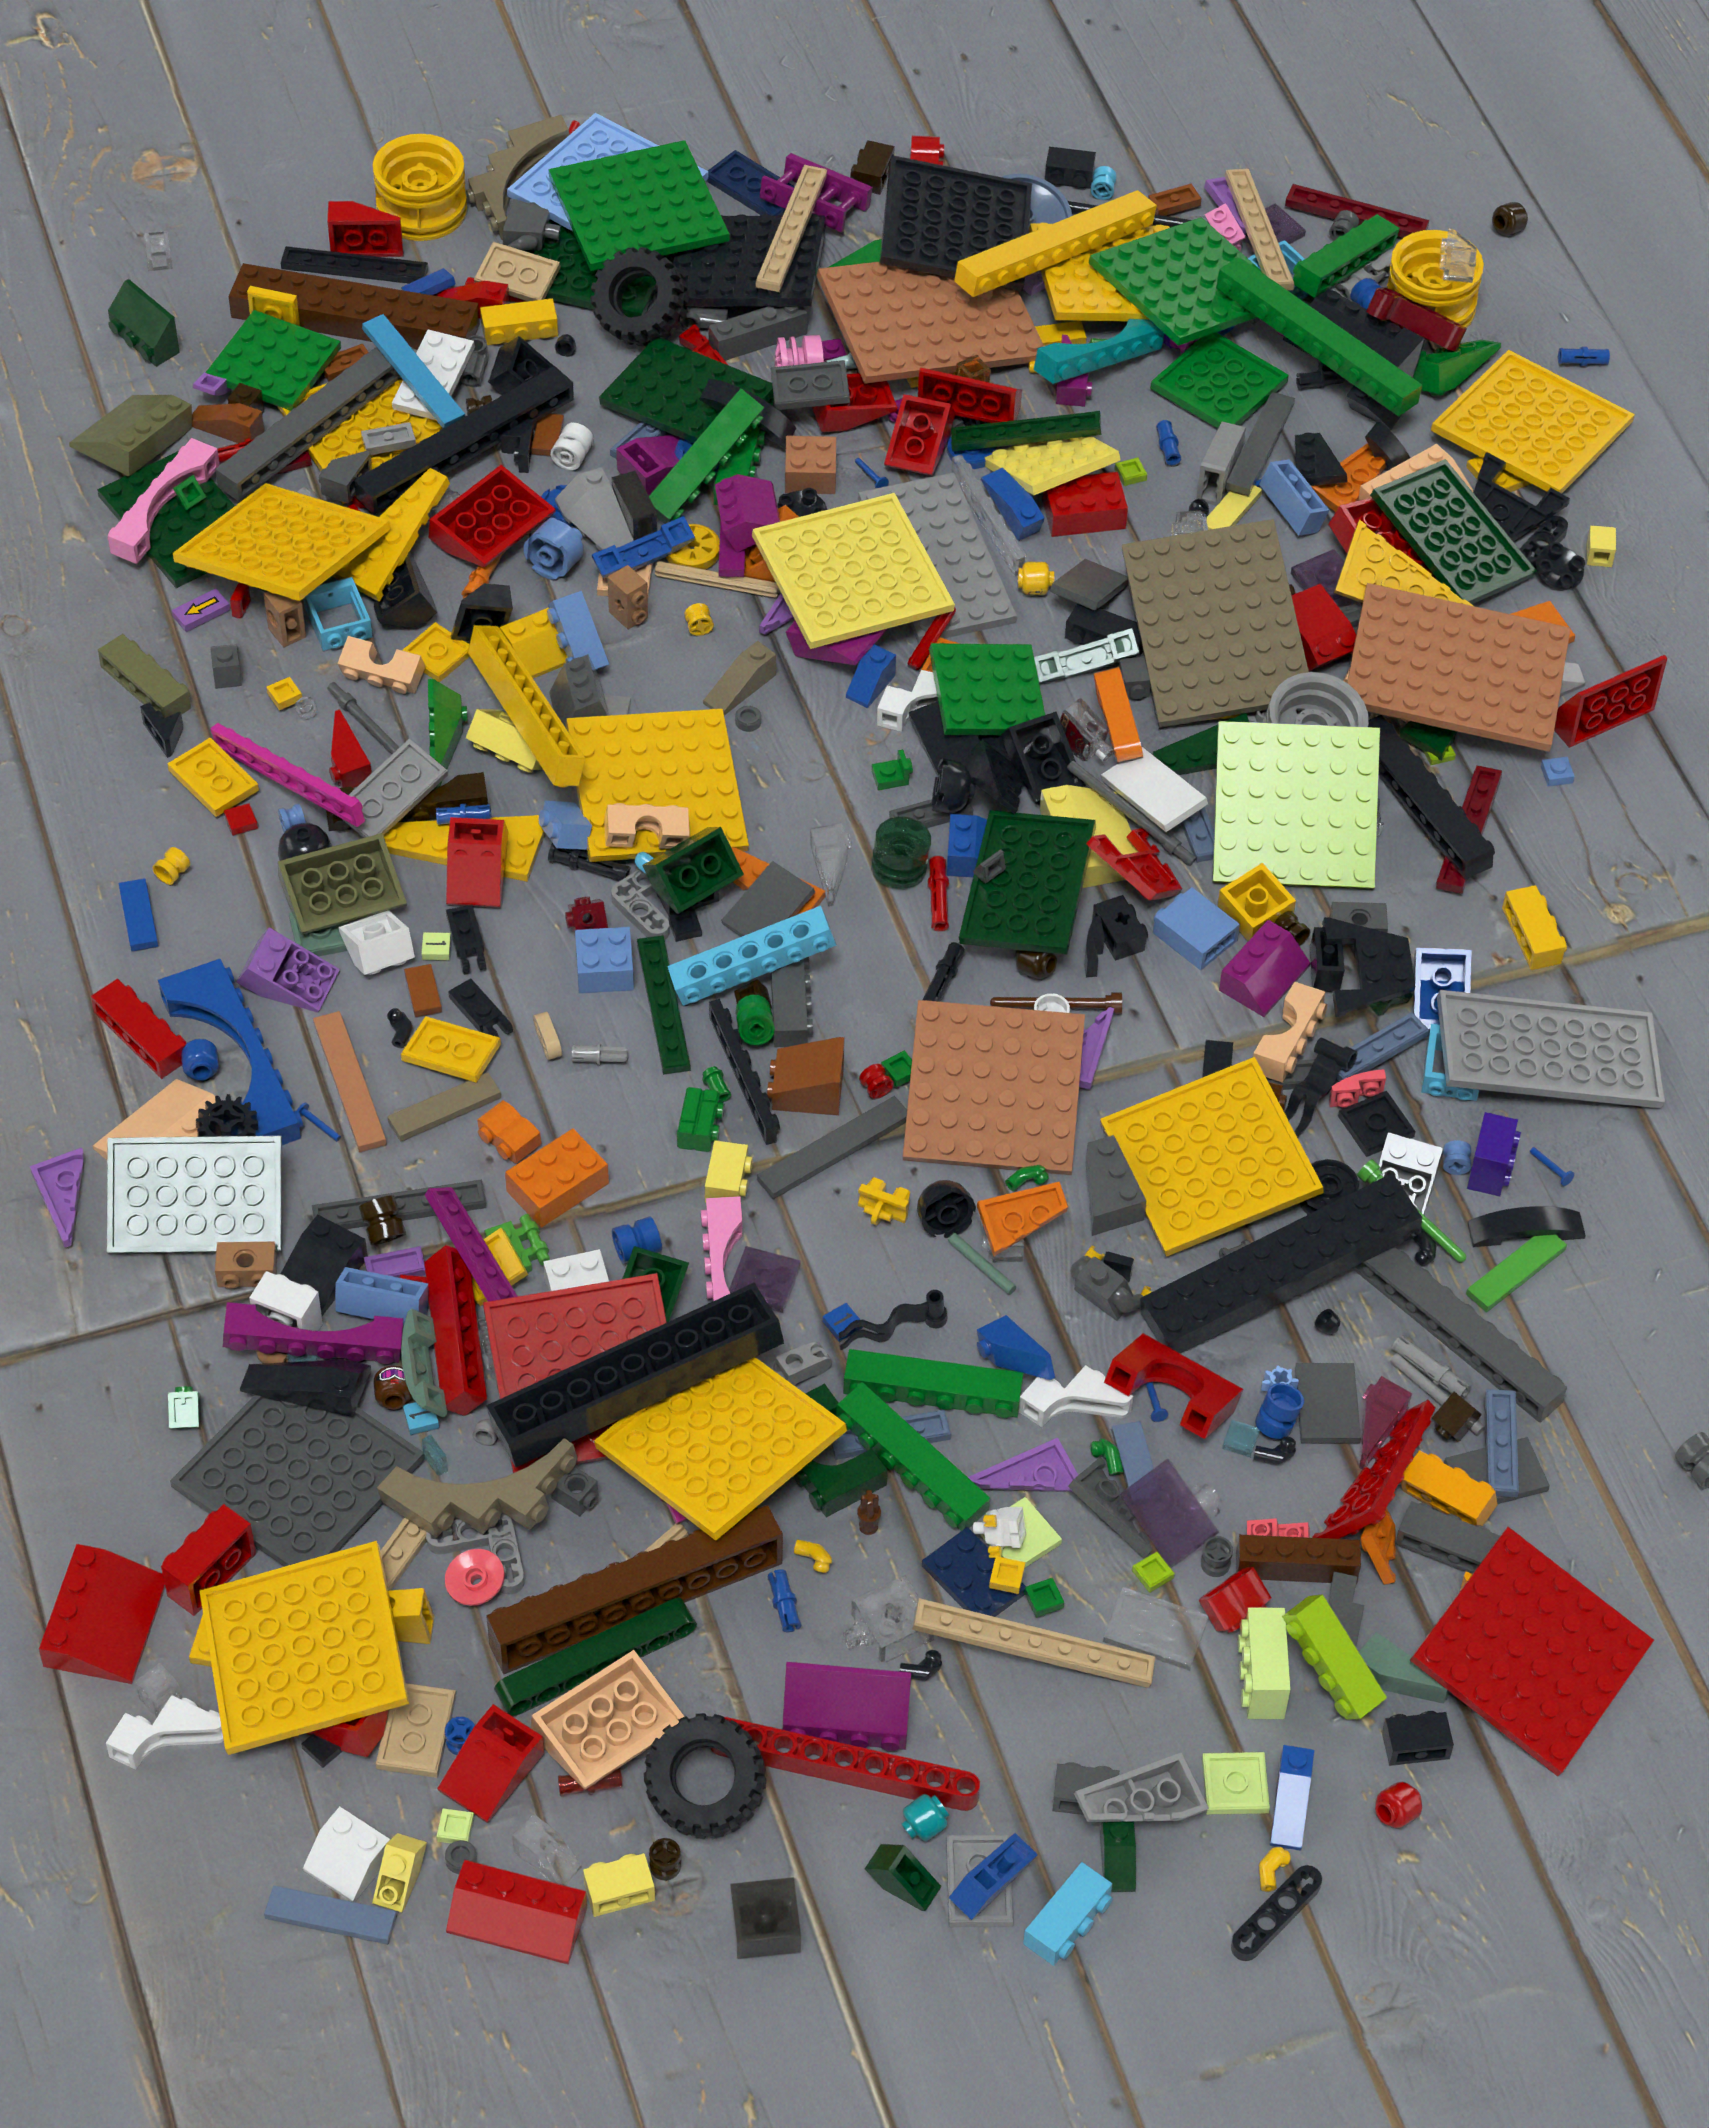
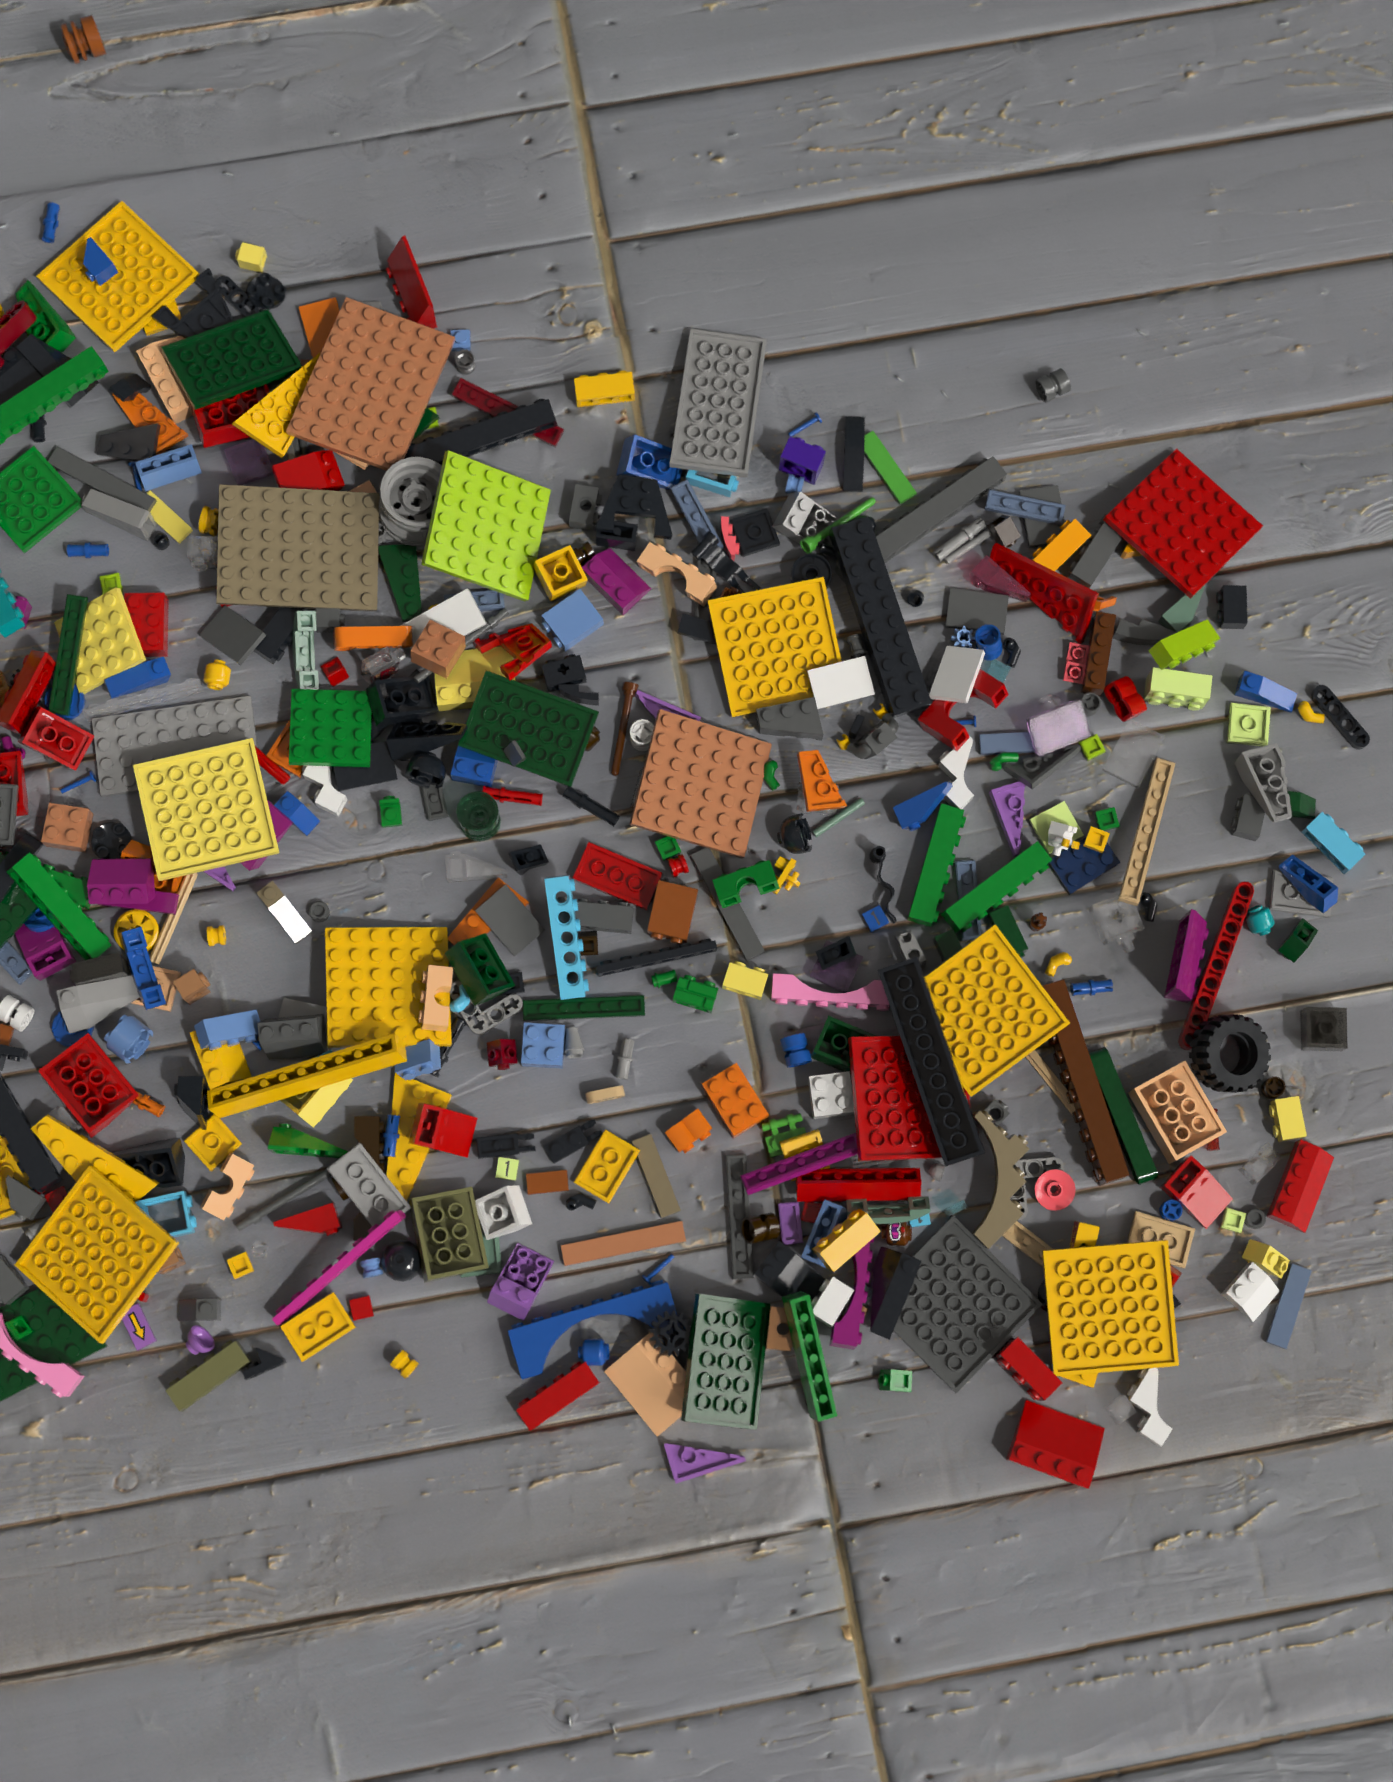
camera: 85 degrees left, 25 degrees up
(138, 914) = (444, 1392): blue tile -> none
(188, 664) = (199, 1340): none -> medium lavender piece
(206, 1285) = (809, 1356): none -> green brick
(371, 1302) = (846, 1239): none -> yellow brick
(609, 995) = (573, 1044): none -> light grey cone
(754, 1019) = (616, 943): green wheel -> none
(782, 1265) = (836, 953): none -> black slope
(853, 911) = (528, 858): none -> black slope
(853, 1012) = (617, 876): none -> red plate
(872, 1161) = (729, 885): none -> green arch
(1066, 694) = (335, 671): none -> red slope
(1115, 775) = (438, 649): none -> nougat brick
(1176, 1235) = (841, 682): none -> white tile
(1220, 1371) = (957, 674): none -> white tile
(1398, 1805) = (1278, 628): red head -> none
(1526, 775) = (465, 357): none -> flat silver wheel
(1540, 393) = (97, 263): none -> blue slope

